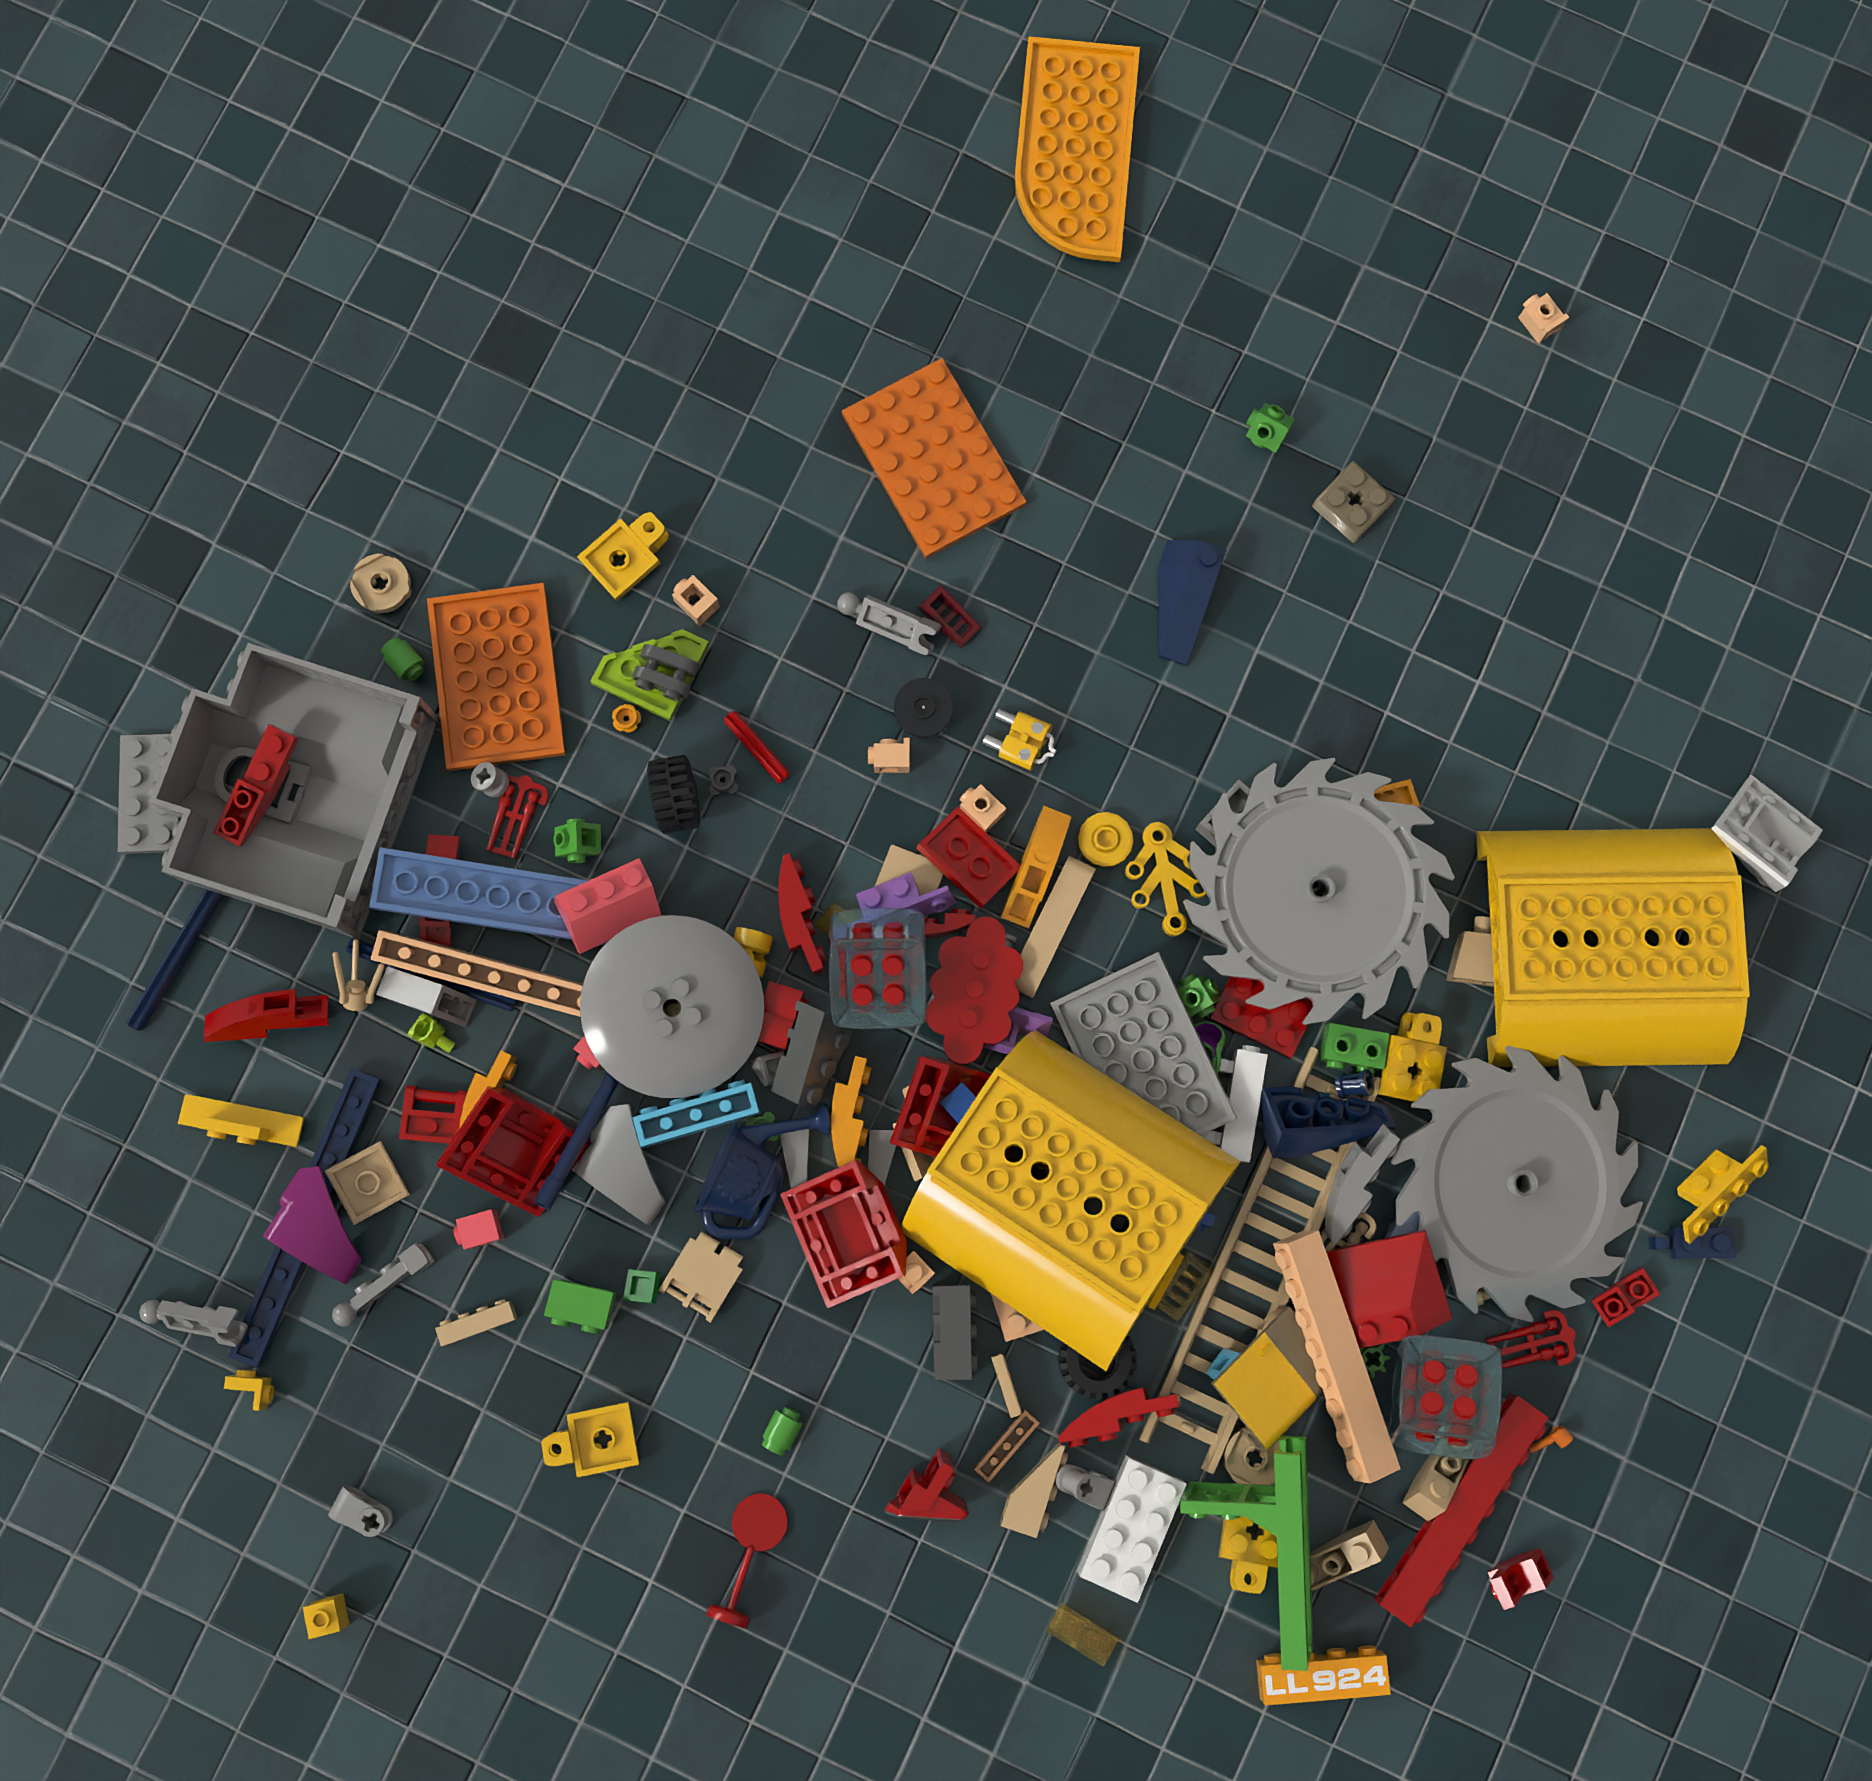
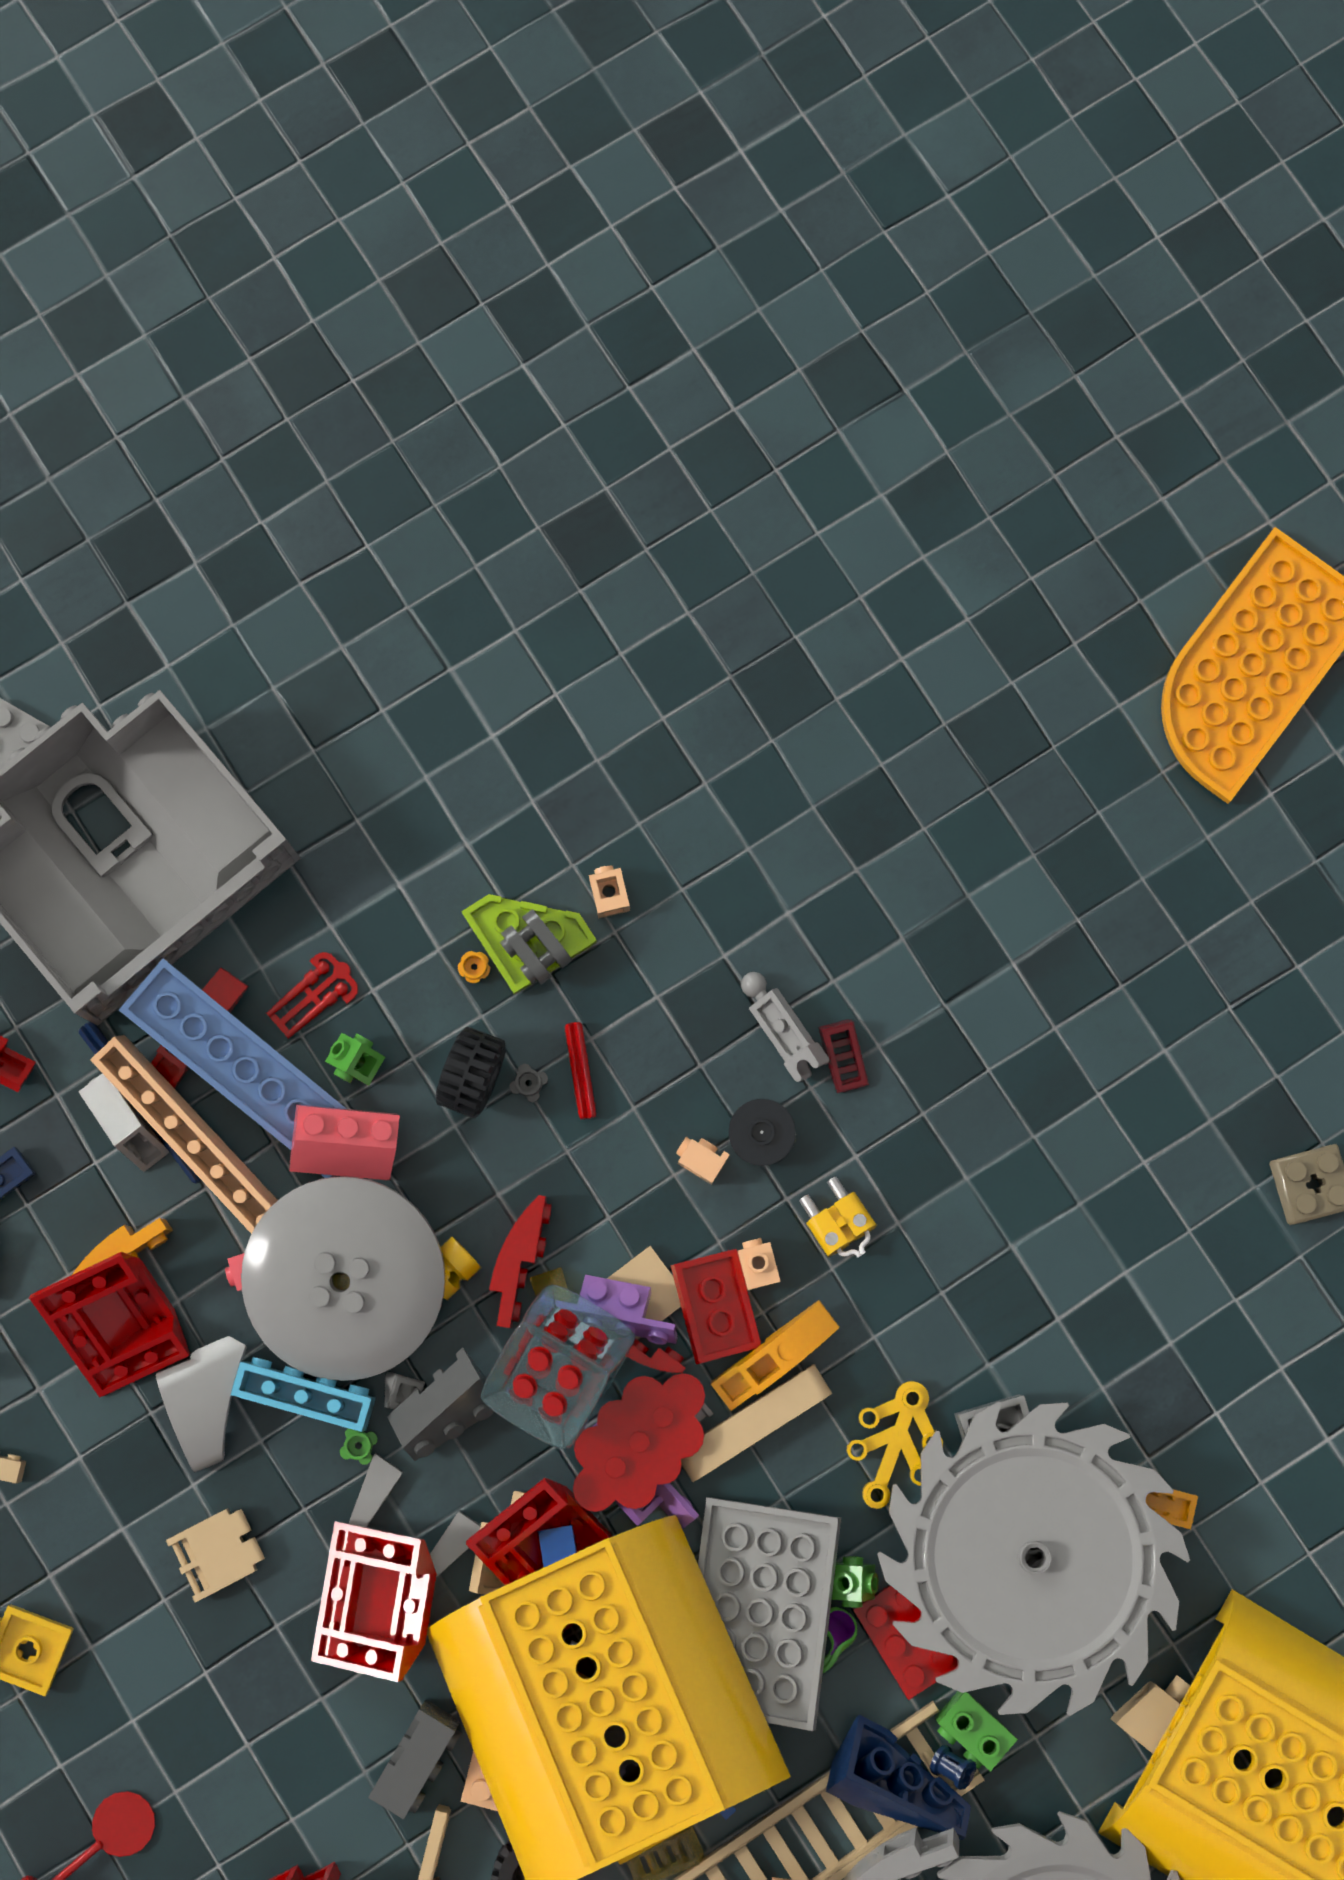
camera: 35 degrees right, 0 degrees up
(258, 787) = (89, 828): red slope -> none
(355, 994) = (61, 1078): tan plant -> none
(396, 590) = (335, 711): tan plate -> none
(402, 659) = (300, 782): bright green brick -> none
(430, 1033) = (106, 1159): lime piece -> none
(430, 1125) = (52, 1245): red plate -> none
(478, 1229) = (36, 1375): coral brick -> none
(492, 786) = (309, 957): light grey wheel -> none
(496, 676) = (376, 852): orange plate -> none
(554, 1182) = (131, 1378): dark blue piece -> none
(580, 1305) = (84, 1508): bright green brick -> none
(635, 544) = (585, 804): yellow plate -> none
(642, 1286) = (152, 1527): green plate -> none
(748, 1173) = (316, 1482): dark blue piece -> none
(779, 1014) = (441, 1344): red brick -> none
(782, 1430) = (197, 1750): bright green brick -> none
(845, 1130) = (435, 1498): light orange slope -> none
(916, 1273) = (418, 1679): light nougat brick -> none
(934, 458) = (925, 890): orange plate -> none
(1105, 839) = (860, 1369): yellow wheel -> none
(1185, 587) = (1093, 1167): dark blue wedge -> none
(1244, 1093) = (836, 1711): white brick -> none
(1269, 426) = (1273, 1059): bright green brick -> none
(1411, 1047) = (1036, 1767): yellow plate -> none

